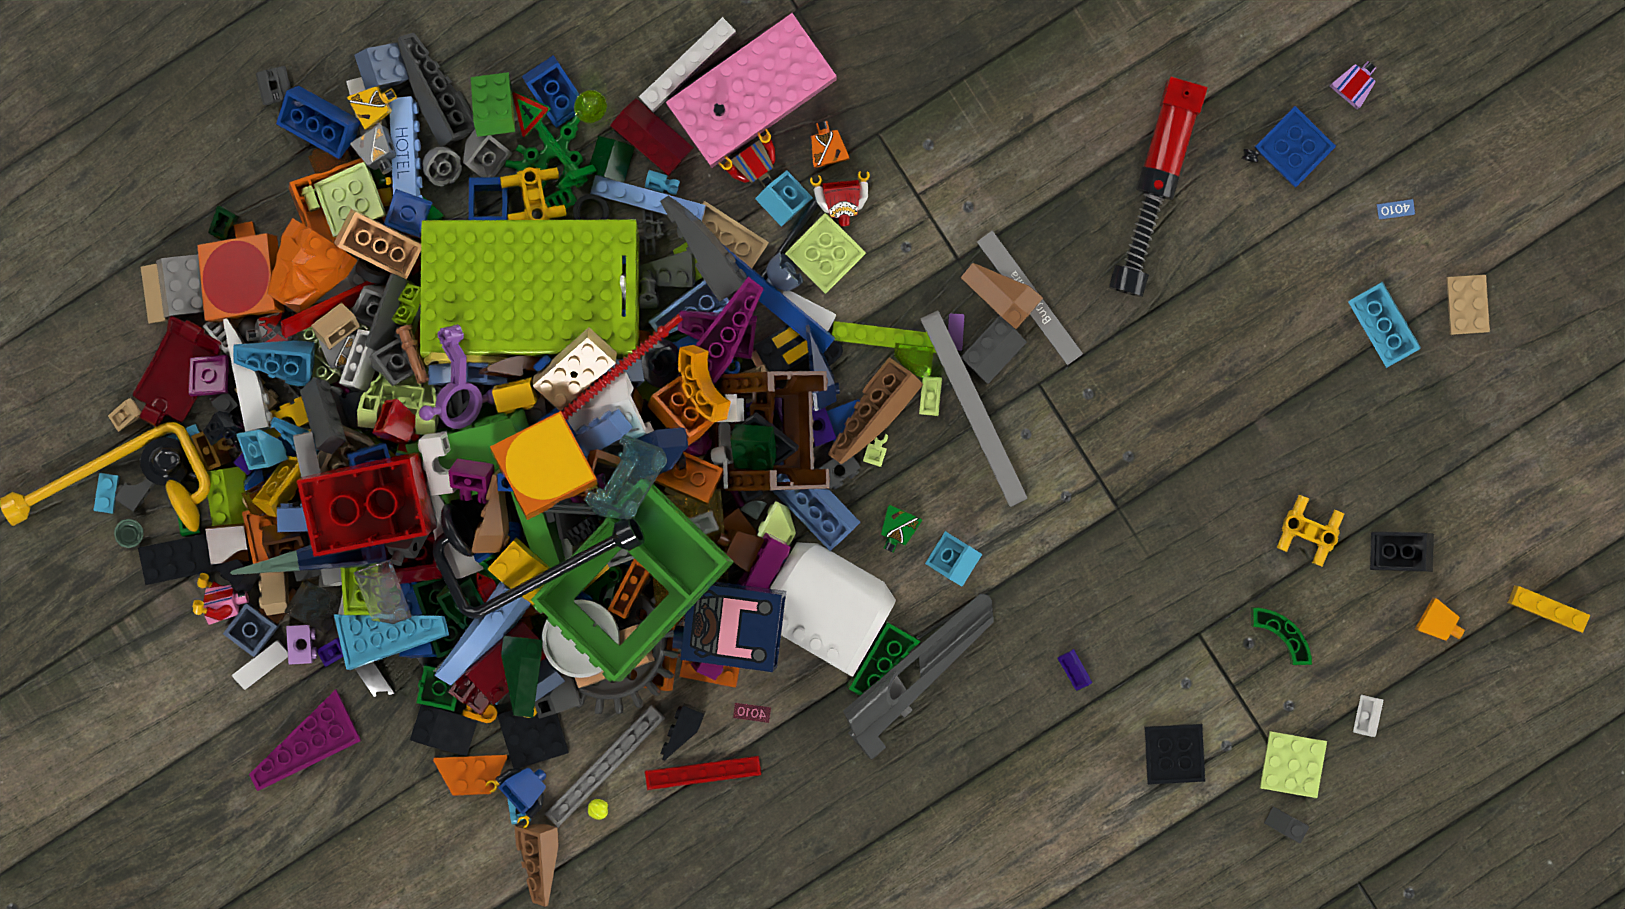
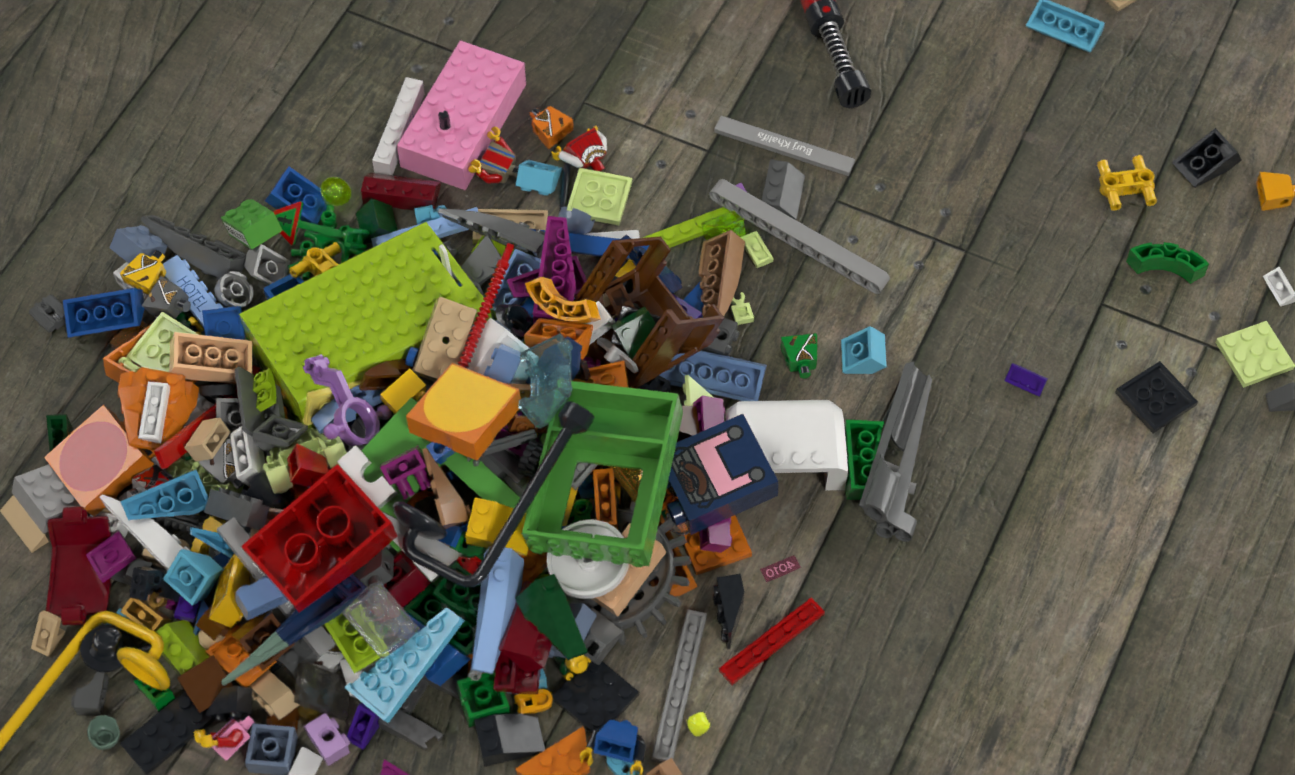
camera: 25 degrees left, 30 degrees down
(106, 493) = (63, 714): medium azure plate -> none
(300, 281) = (154, 412): none -> white slope
(410, 345) = (285, 412): nougat pin -> none
(1006, 296) = (759, 150): medium nougat wedge -> none

